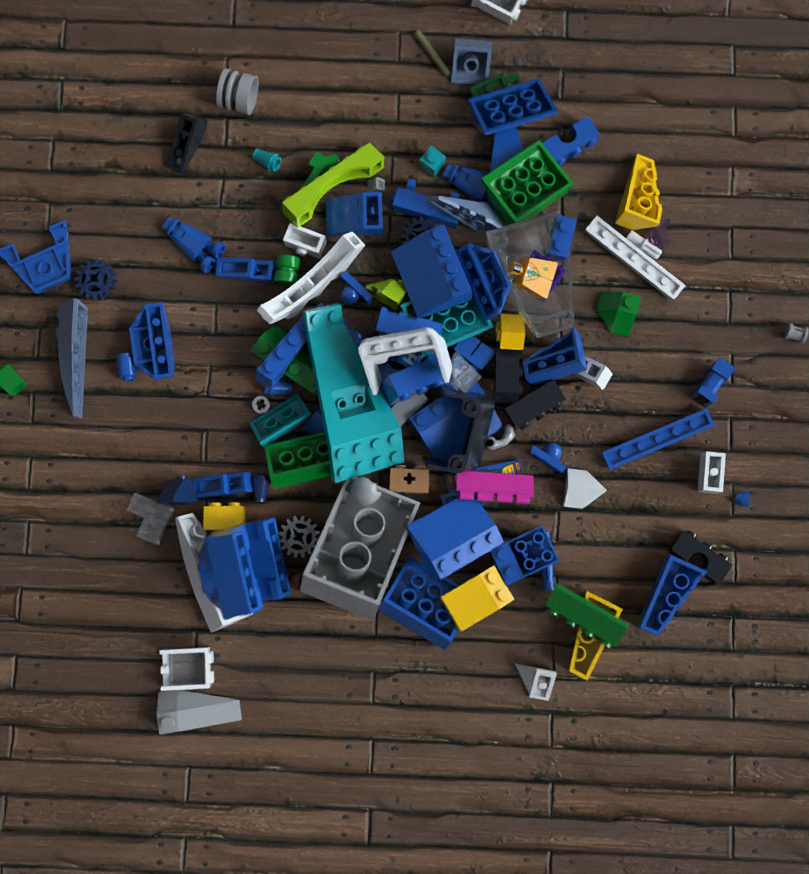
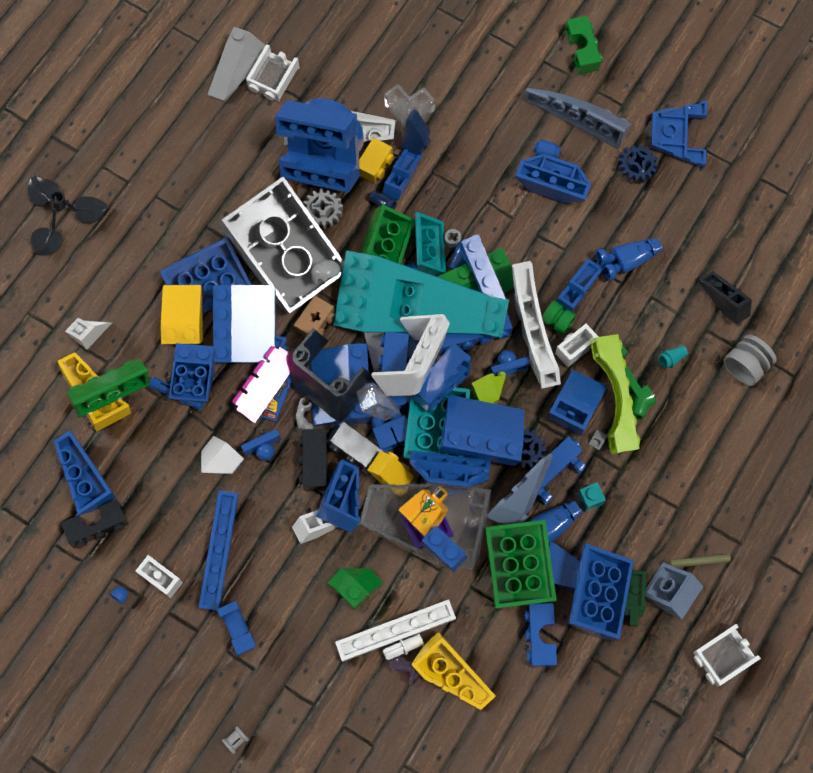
camera: 120 degrees right, 10 degrees down
(427, 811) = (43, 191): none -> black plant

